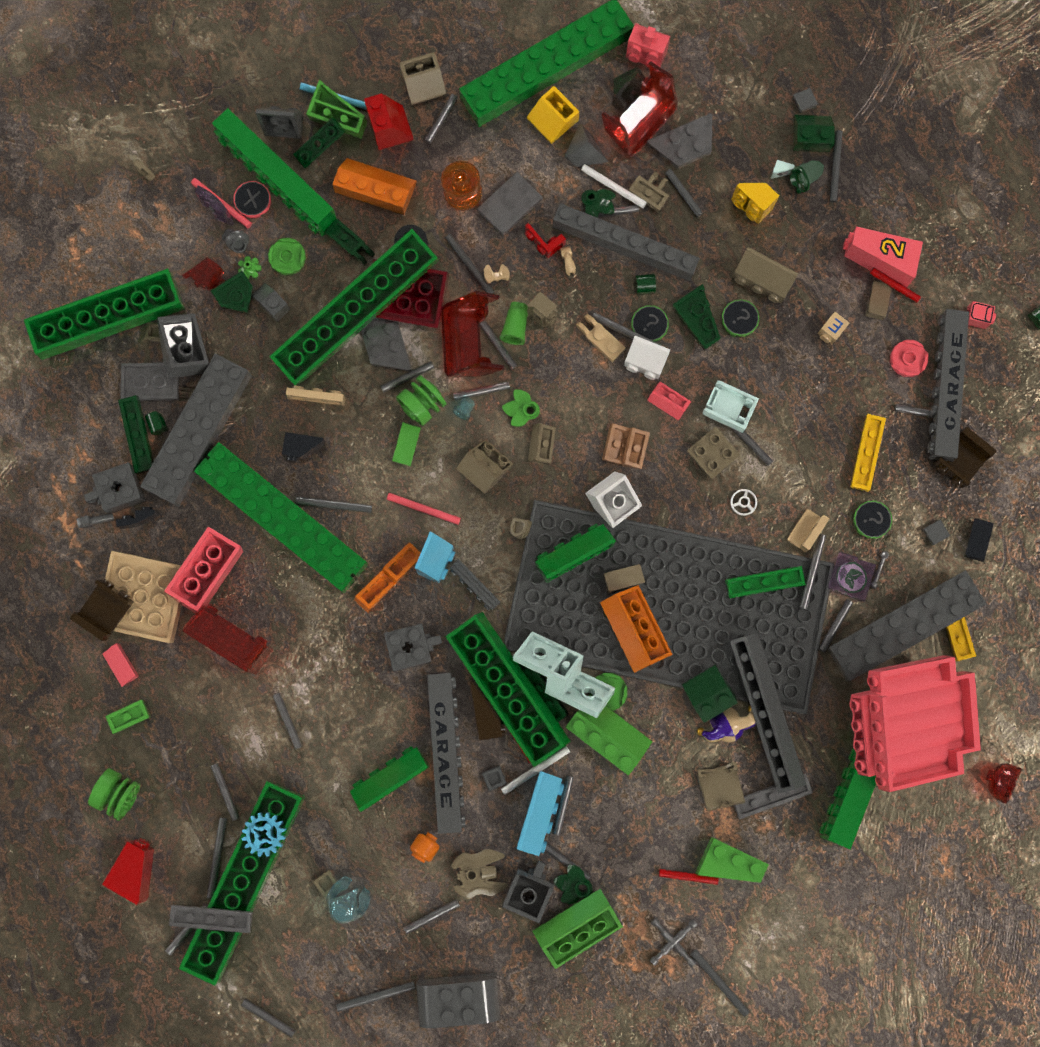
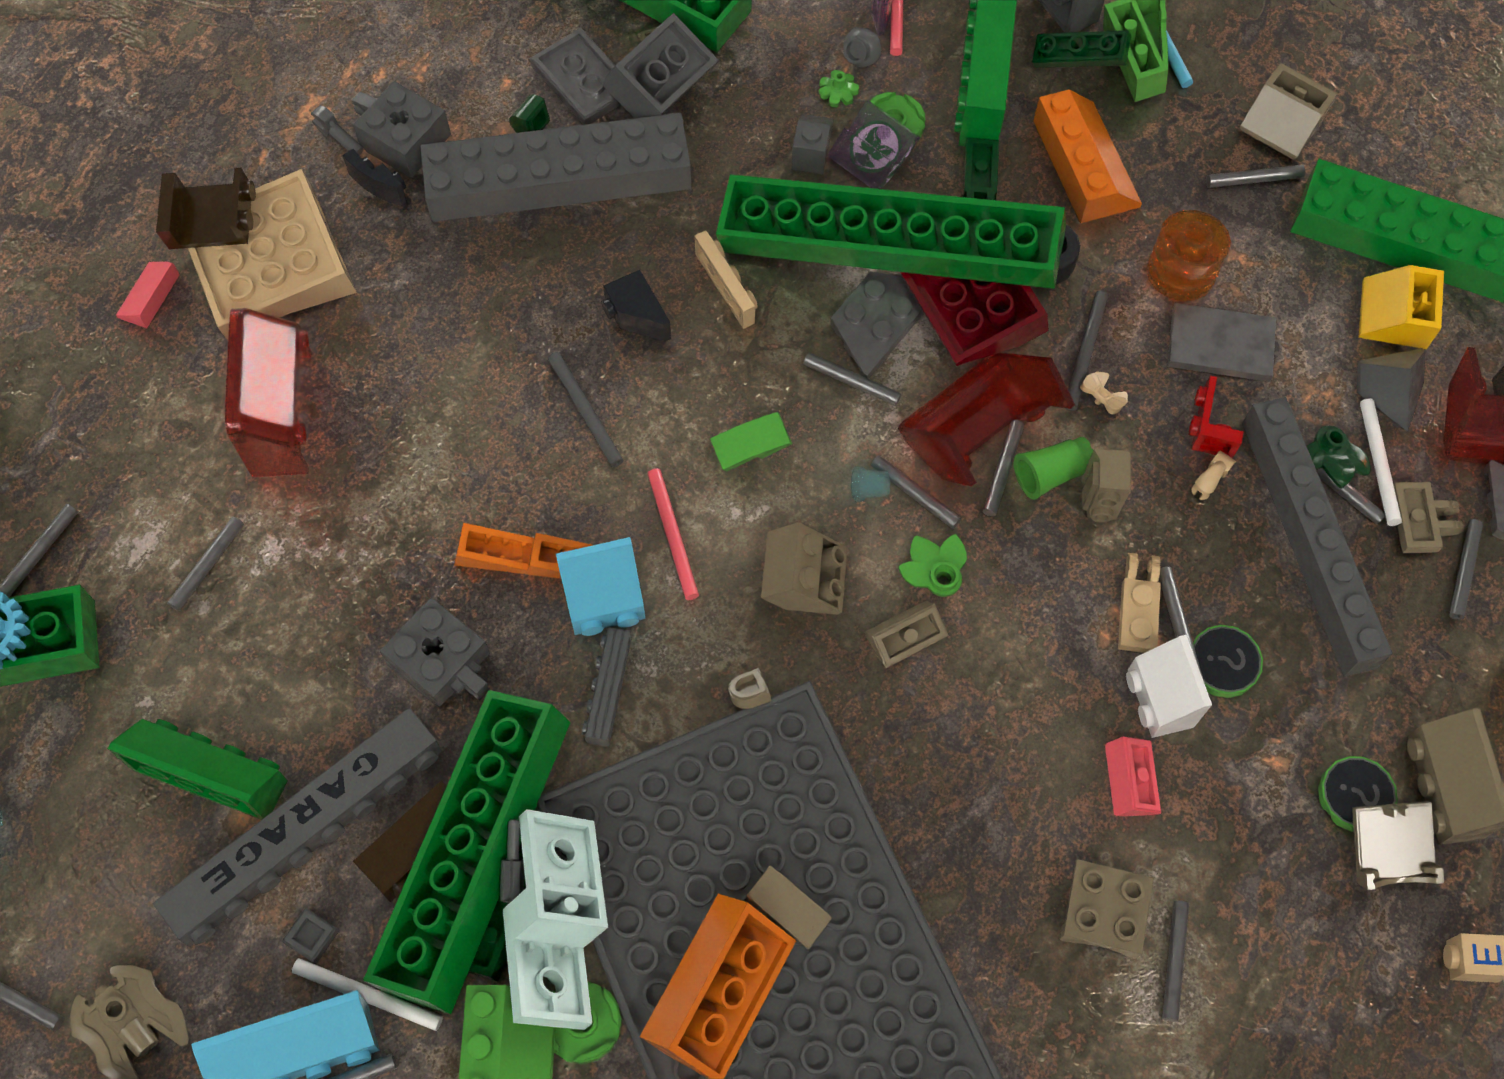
camera: 55 degrees right, 15 degrees down
(128, 716) = (73, 349): bright green plate -> none
(136, 434) = (498, 99): dark green plate -> none
(204, 570) = (356, 298): coral slope -> none
(205, 274) = (783, 45): clear red piece -> none
(234, 293) = (787, 90): dark green plate -> none
(252, 199) = (934, 32): black tile -> none
(281, 517) = (509, 356): green piece -> none
(296, 277) = (873, 146): none -> slope
(387, 121) = (1188, 105): red slope -> none
(421, 400) = (828, 411): bright green wheel -> none
(424, 847) = (119, 901): orange head -> none
(531, 677) = (512, 867): none -> dark grey axle
(575, 552) = (768, 796): green slope -> none
(614, 498) = (905, 799): white slope -> none
(625, 446) = (1005, 761): medium nougat slope -> none
(645, 284) = (1278, 610): dark green brick -> none
(697, 316) = (1300, 725): dark green wing -> none
(726, 404) = (1204, 875): light aqua container -> none
(743, 506) = (1069, 1032): white piece -> none
(770, 322) = (1395, 844): none -> piece

